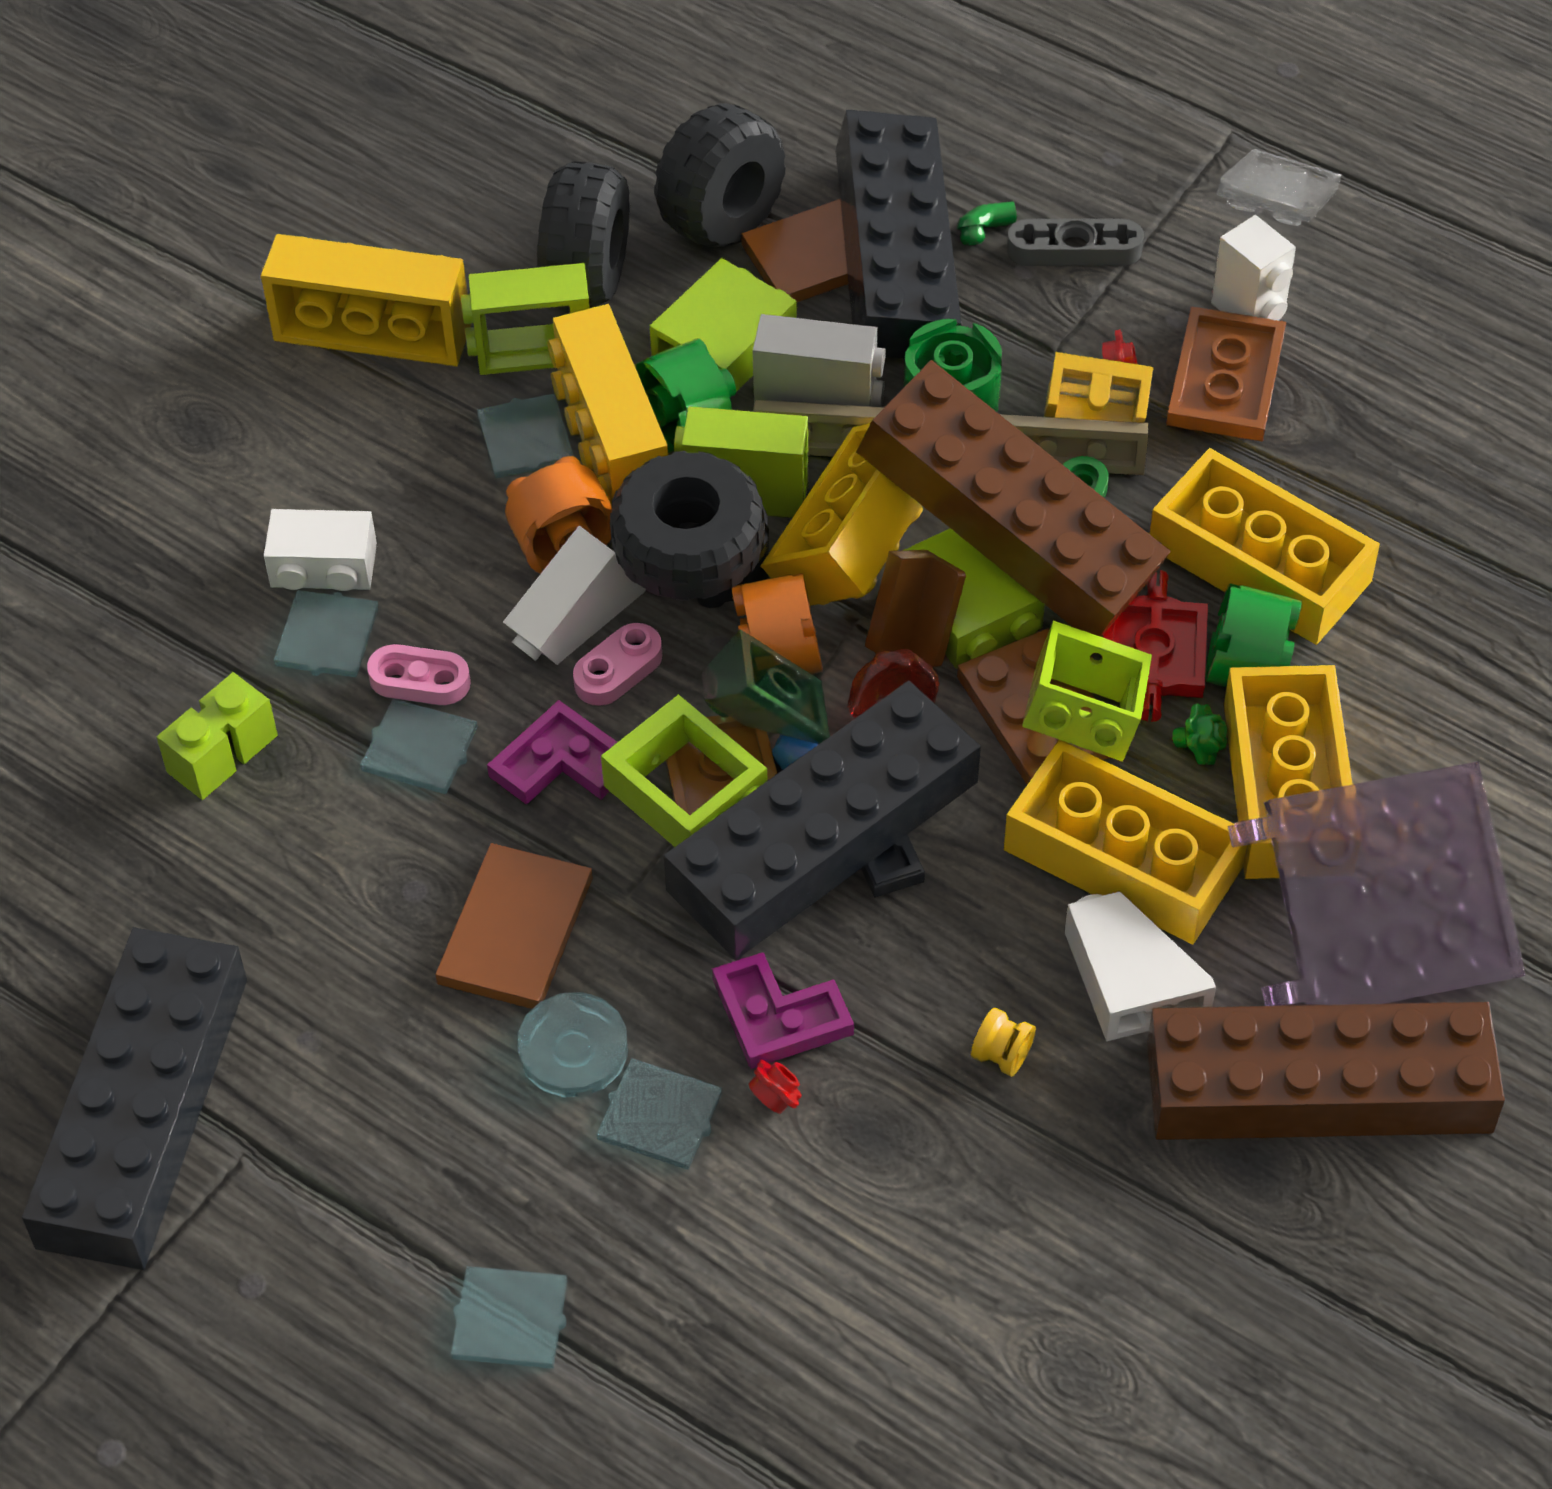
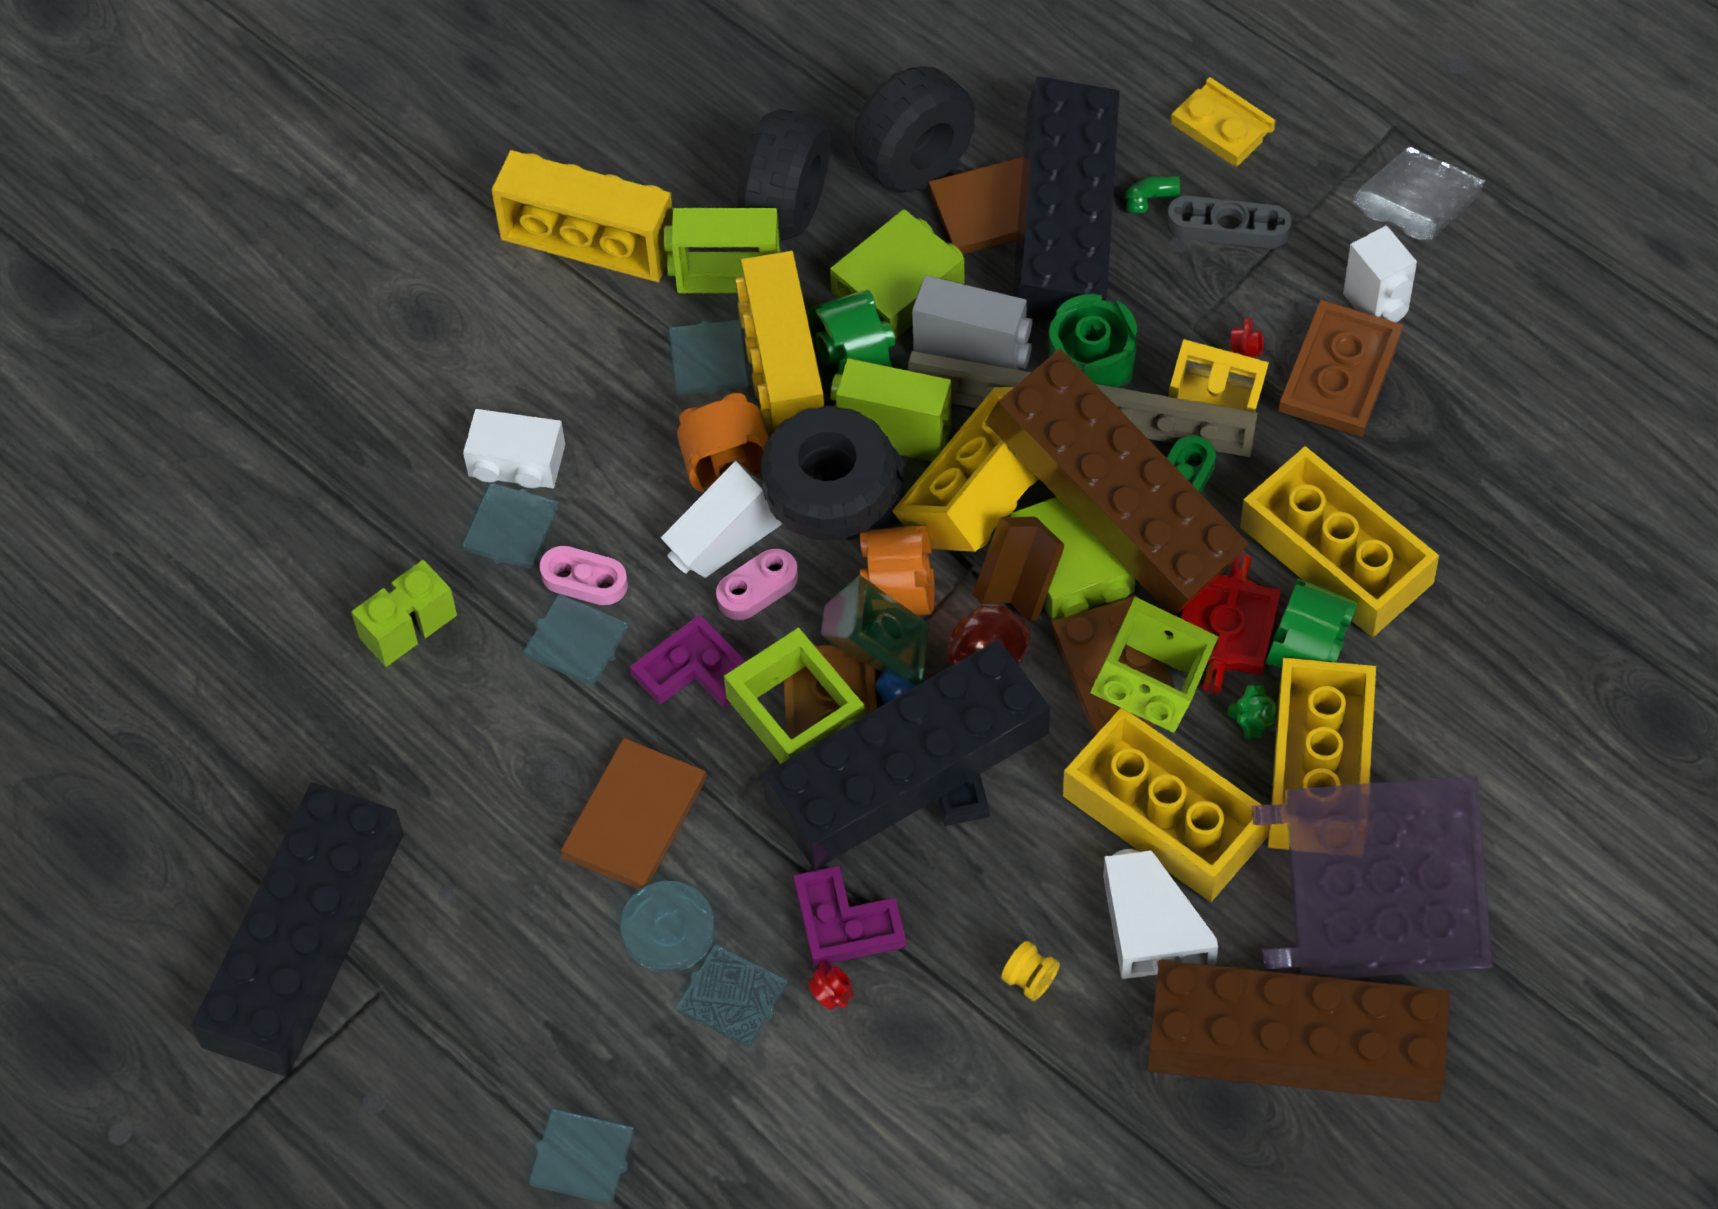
camera: 10 degrees right, 5 degrees up
(1049, 146) = (1223, 122): none -> yellow plate

